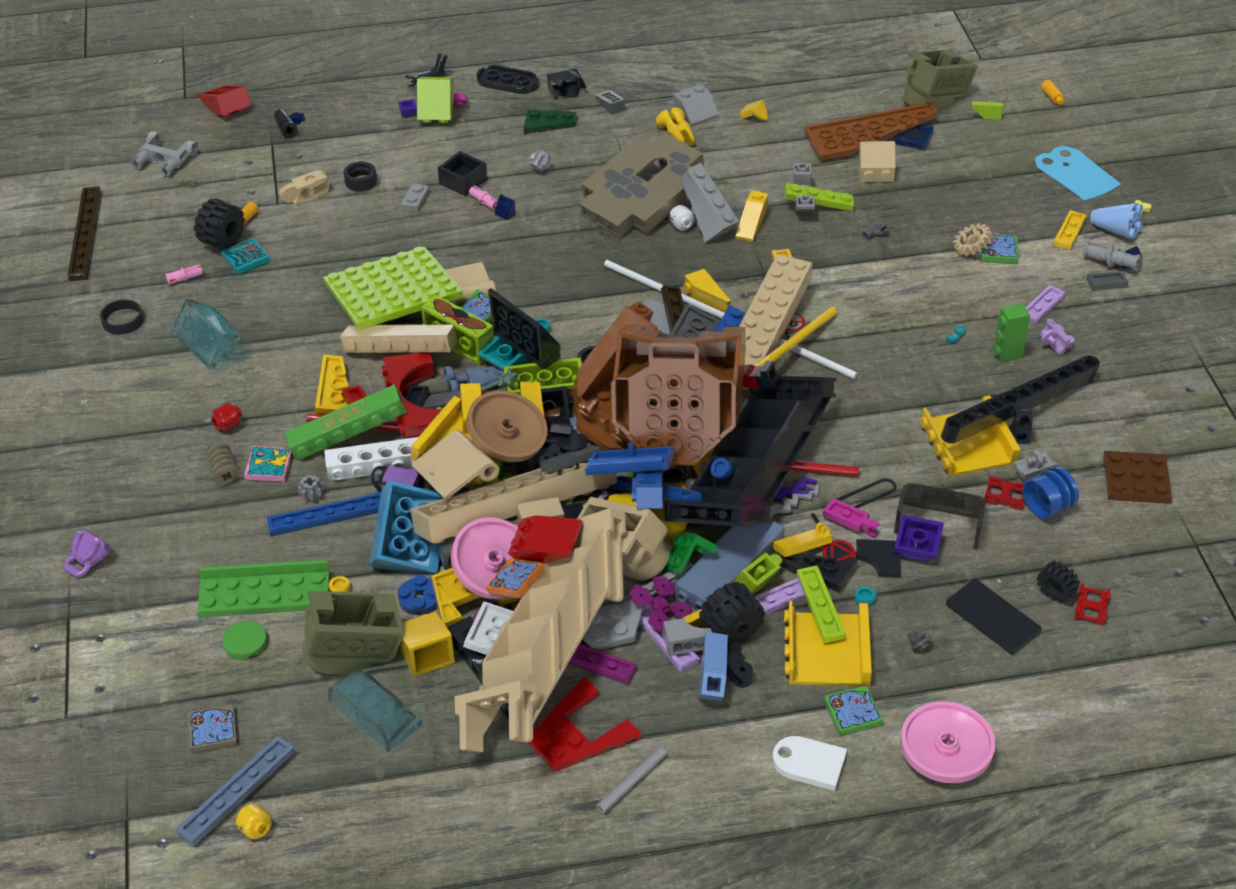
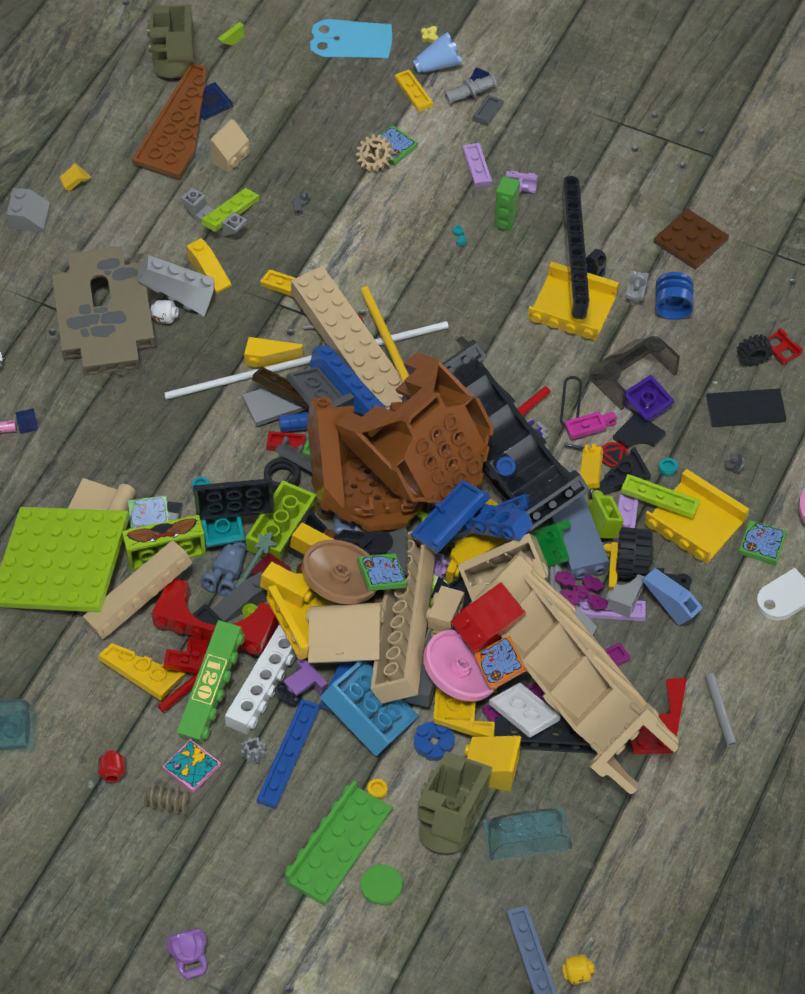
camera: 55 degrees left, 10 degrees up
(212, 728) = (457, 954): tile -> none
(531, 450) = (381, 572): none -> tile
(676, 125) = (49, 242): yellow piece -> none
(1004, 498) = (646, 324): red piece -> none

